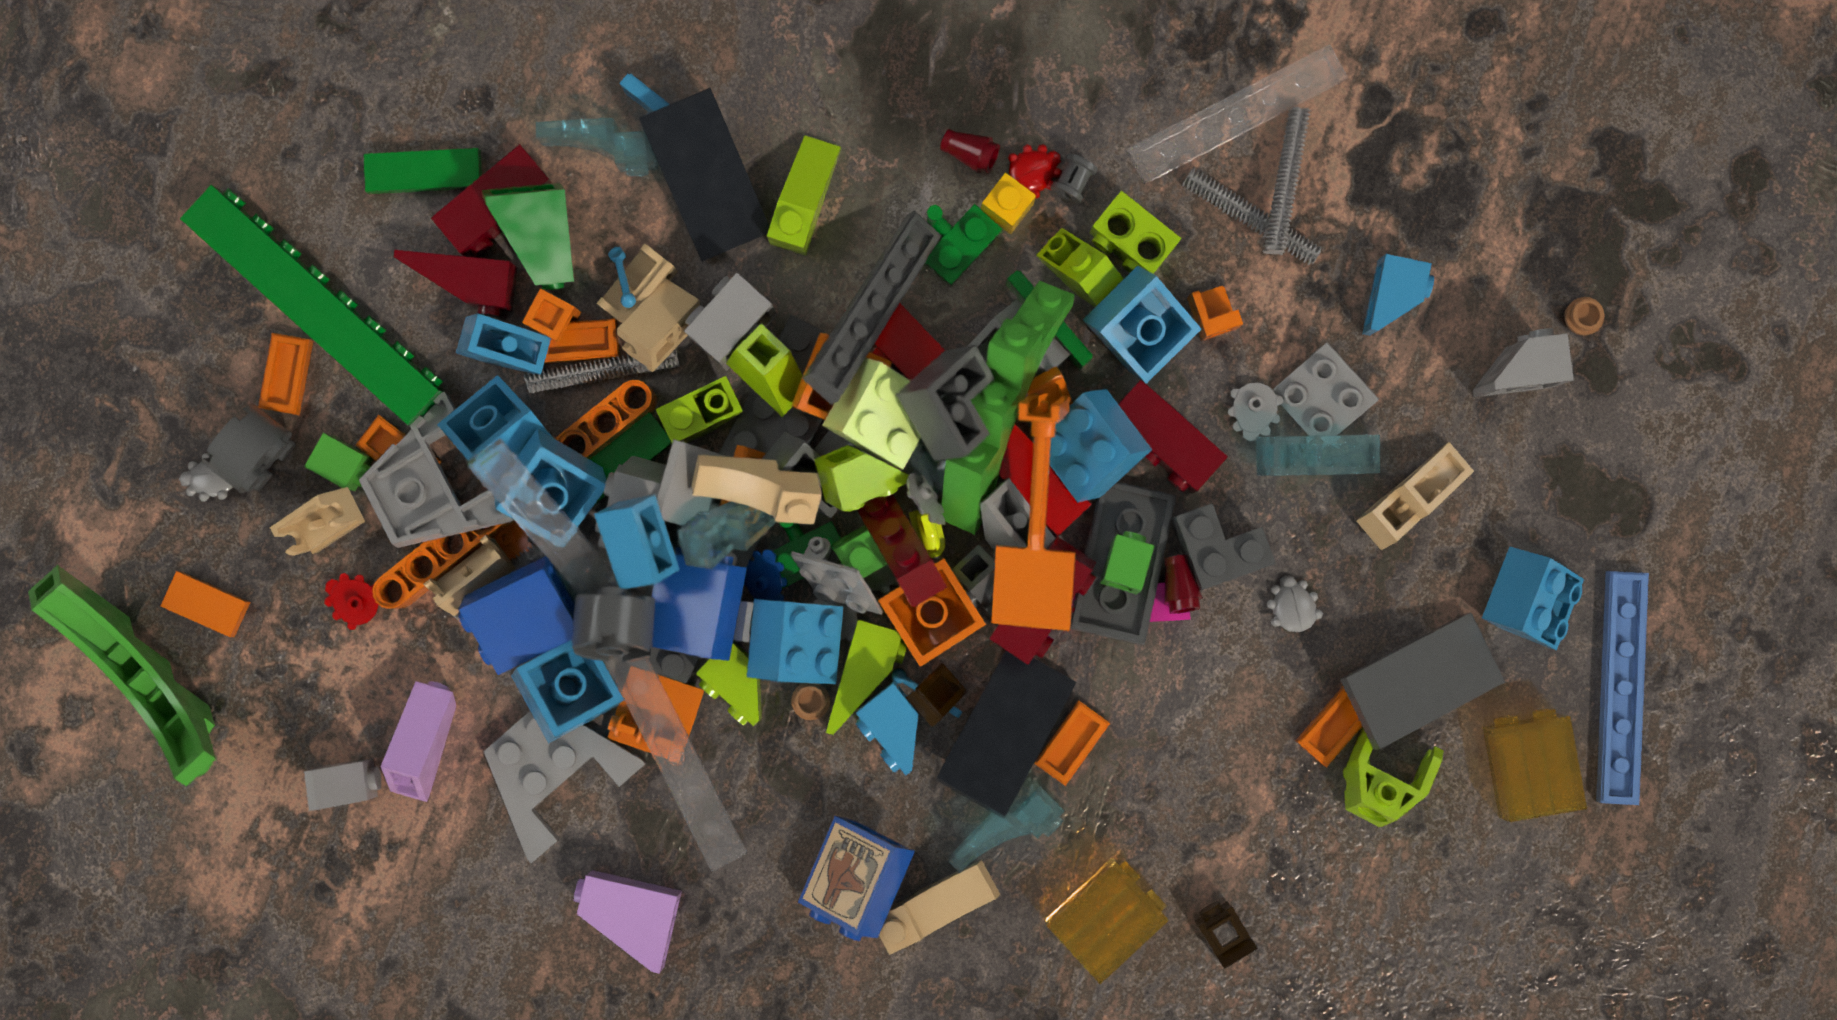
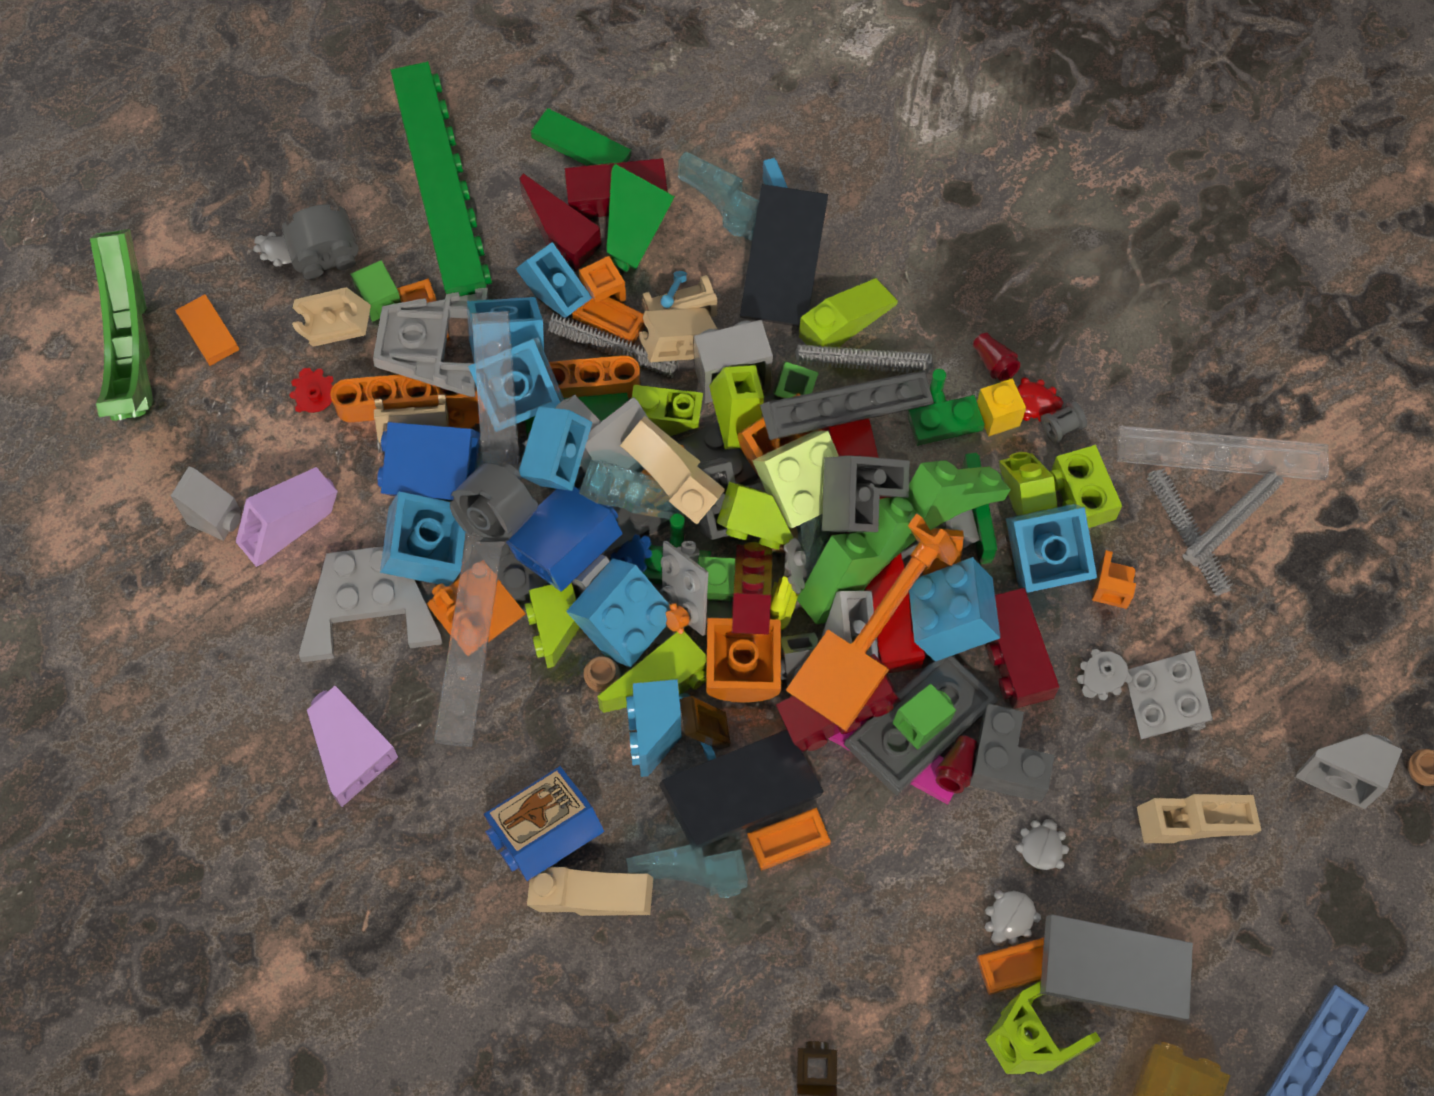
camera: 30 degrees right, 20 degrees down
(285, 374) = (384, 215): orange tile -> none
(803, 304) = (794, 380): none -> bright green brick
(849, 233) = (863, 357): none -> light grey axle
(849, 615) = (677, 618): none -> orange piece
(1107, 919) = (725, 996): clear yellow brick -> none
(1303, 688) = (1011, 917): none -> light grey piece
(1318, 455) = (1136, 736): clear light blue slope -> none
(1396, 289) = (1276, 652): dark azure slope -> none
(1533, 597) = (1254, 963): dark azure slope -> none

